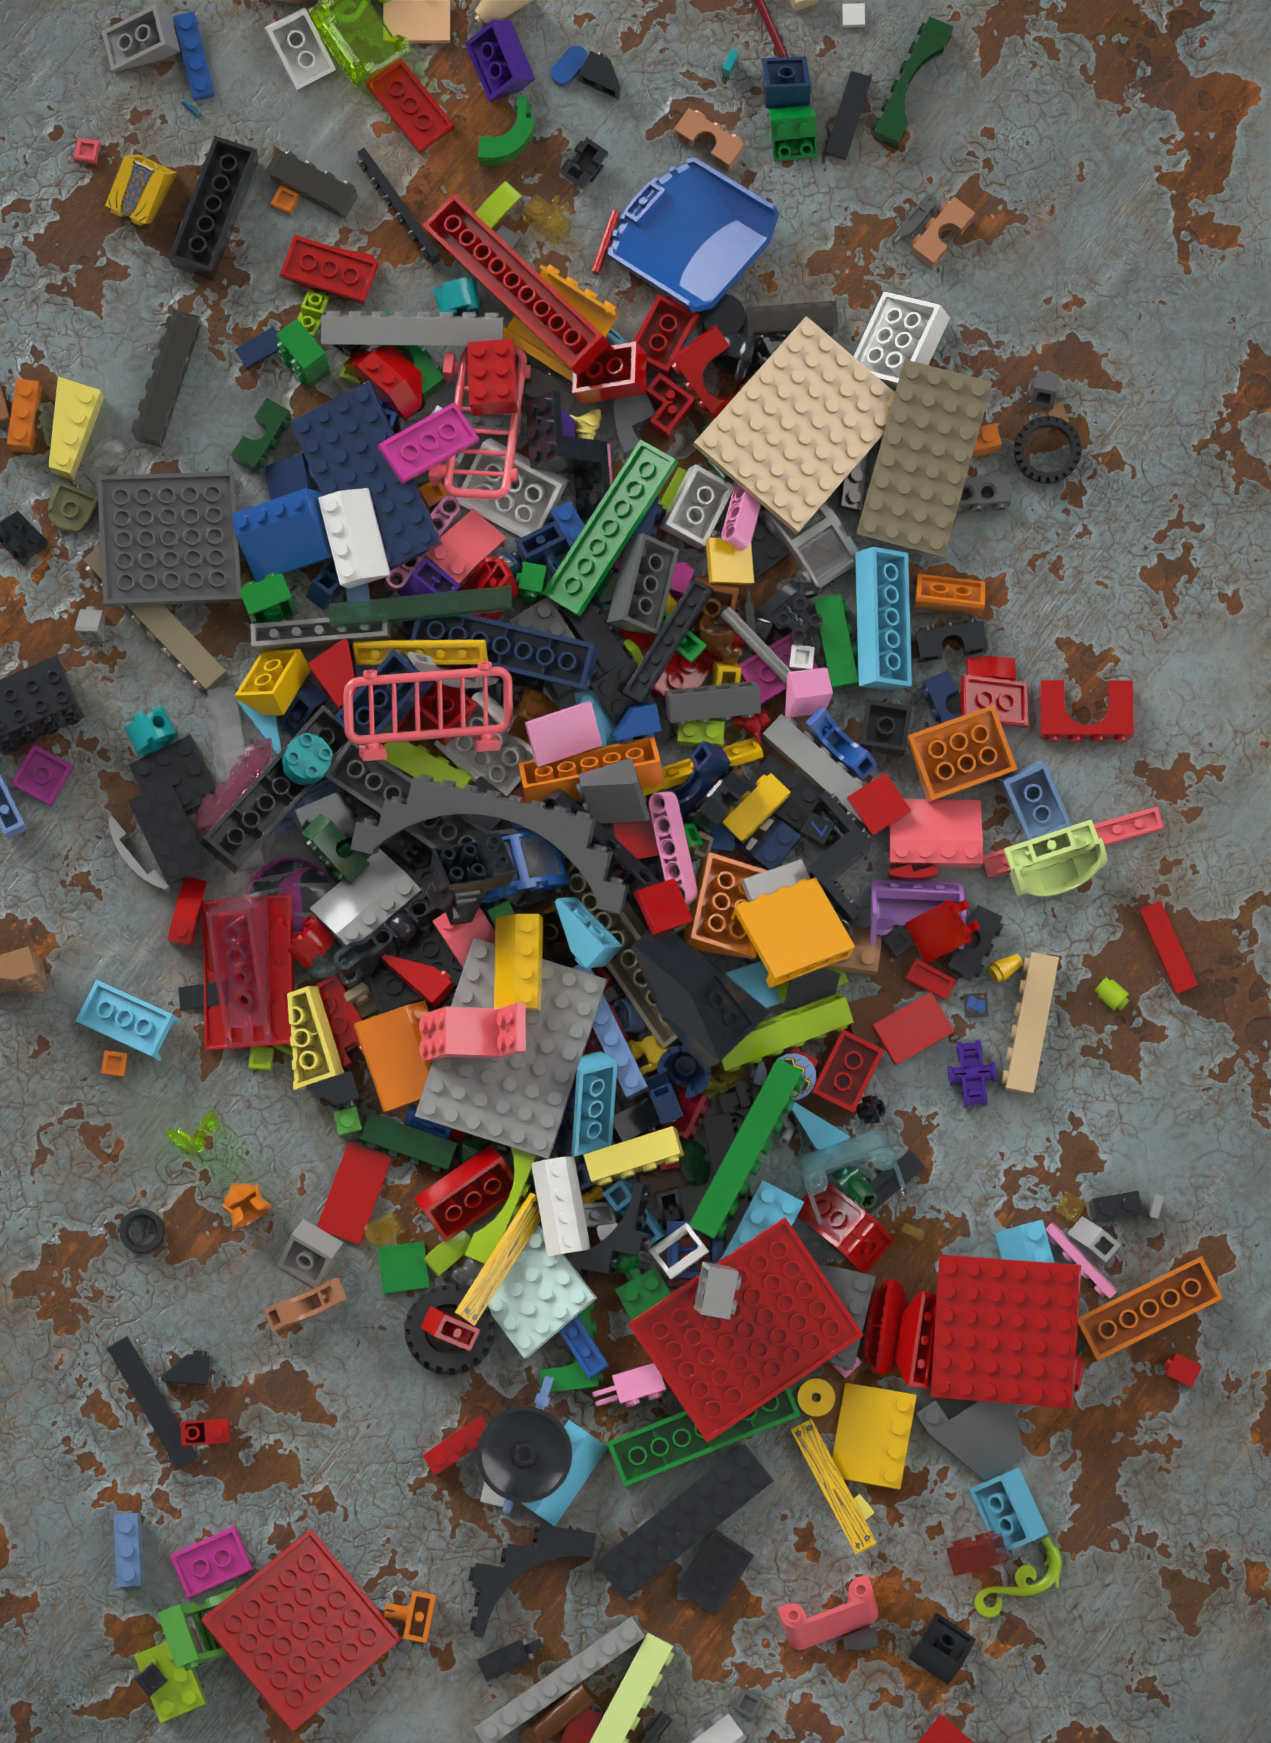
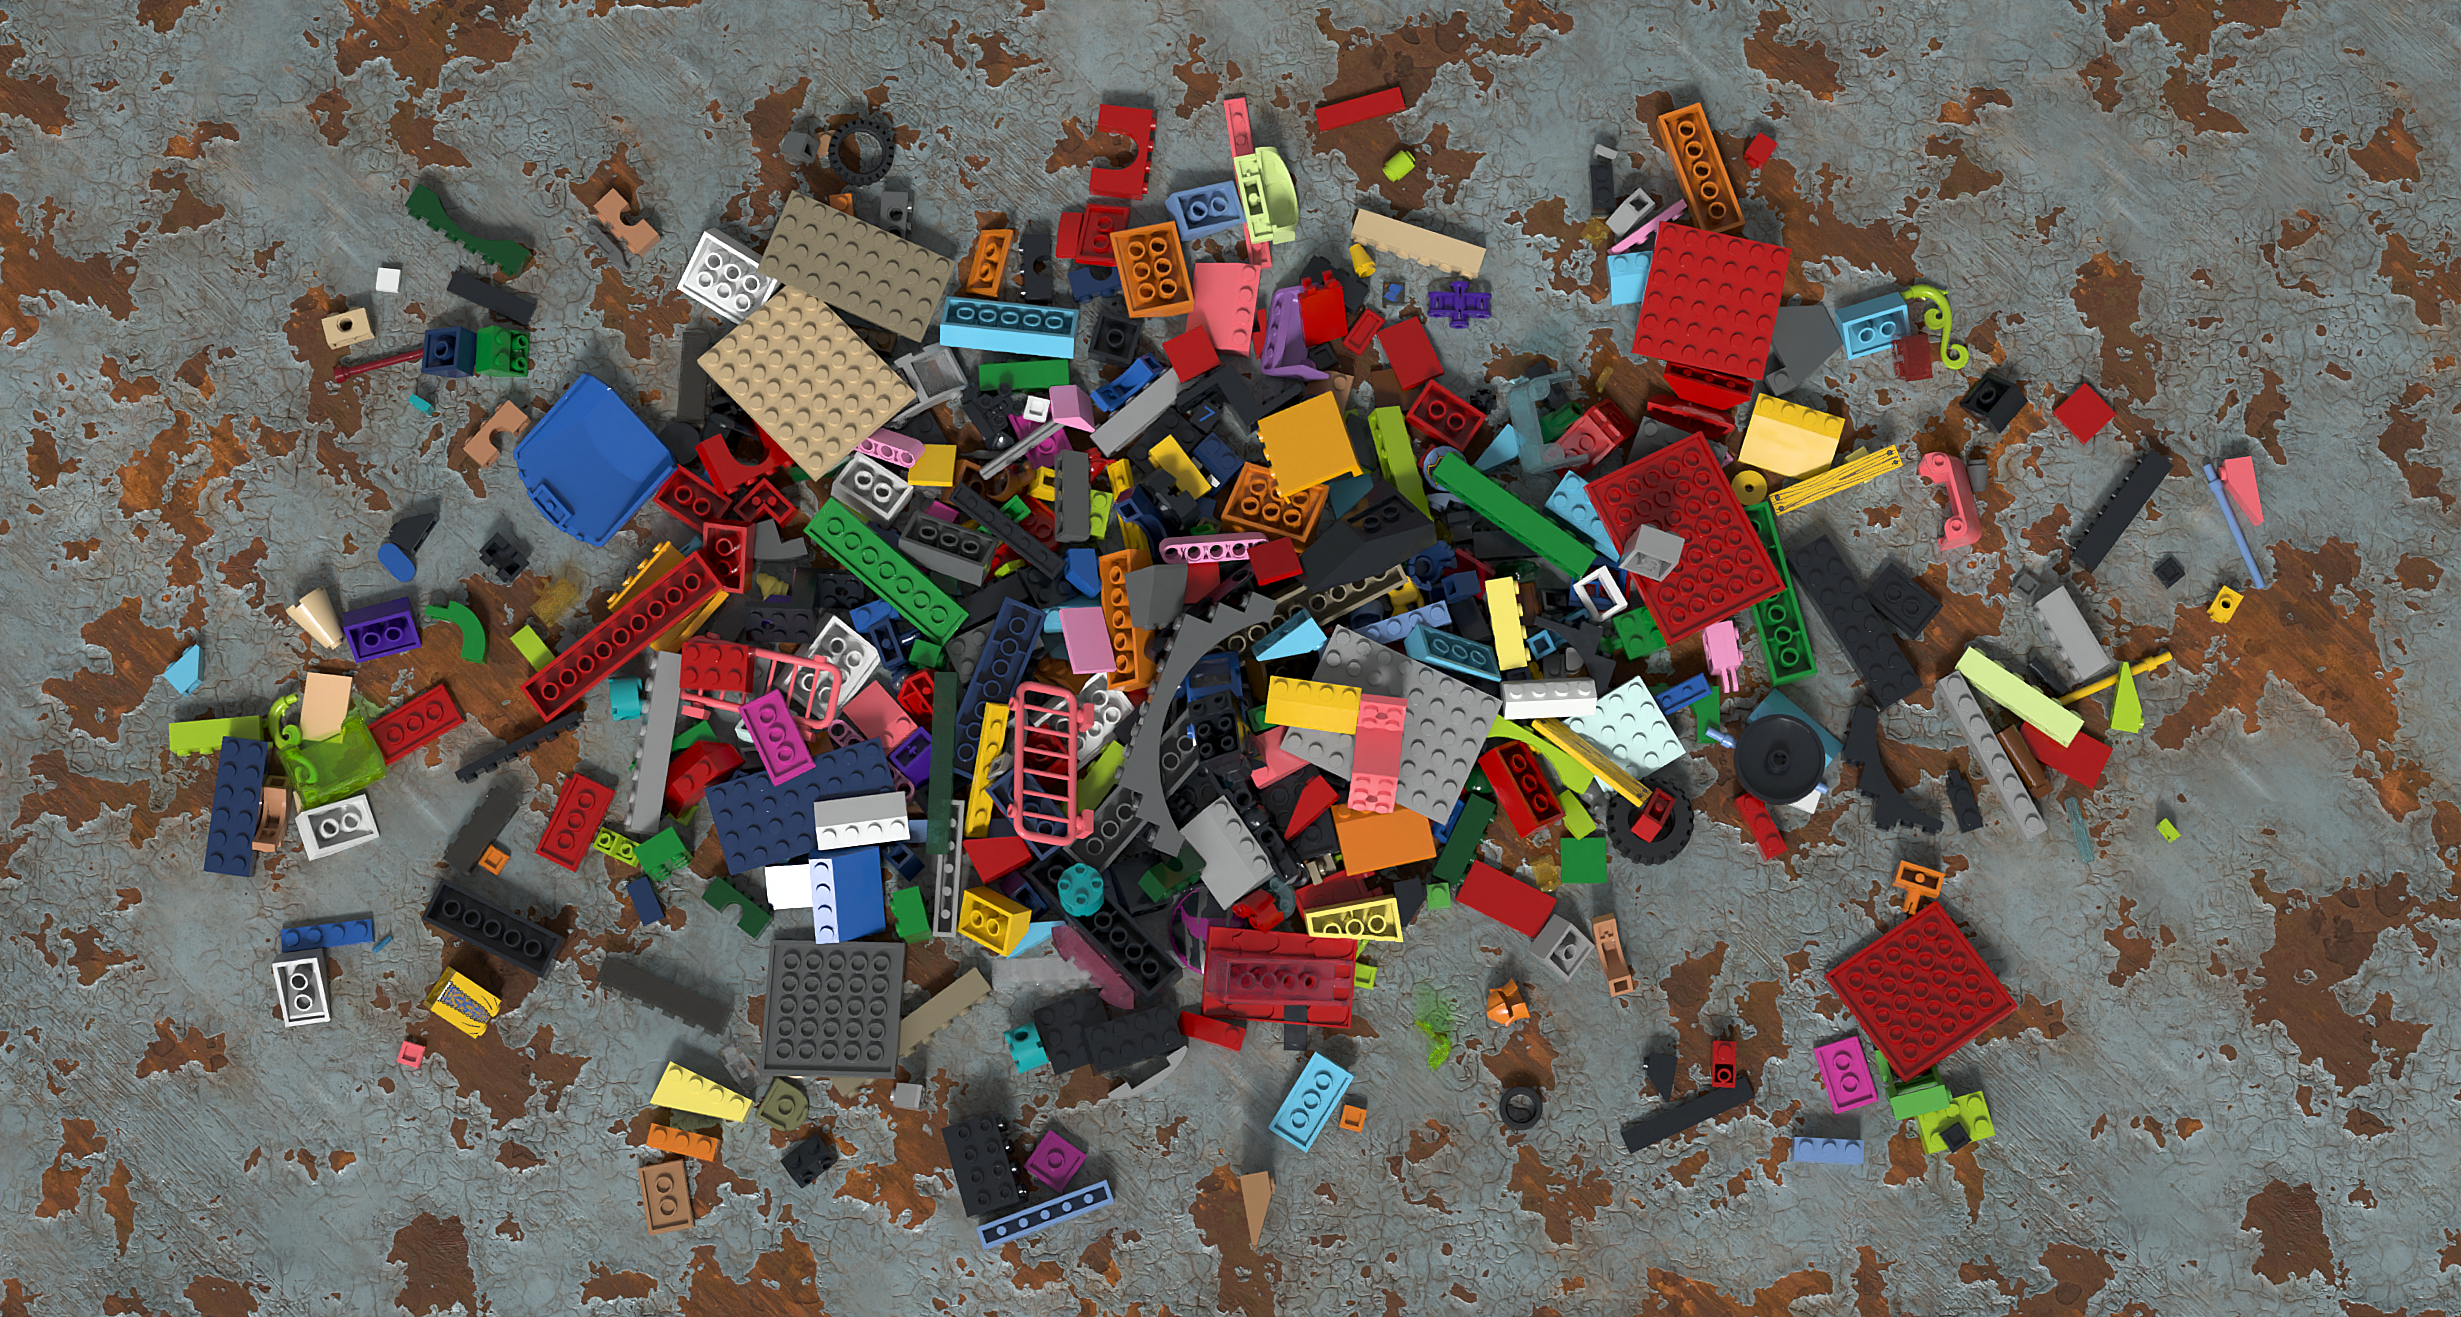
camera: 80 degrees left, 0 degrees up
(606, 239) = (601, 556): red bar -> none
(771, 880) = (1254, 460): light grey tile -> none

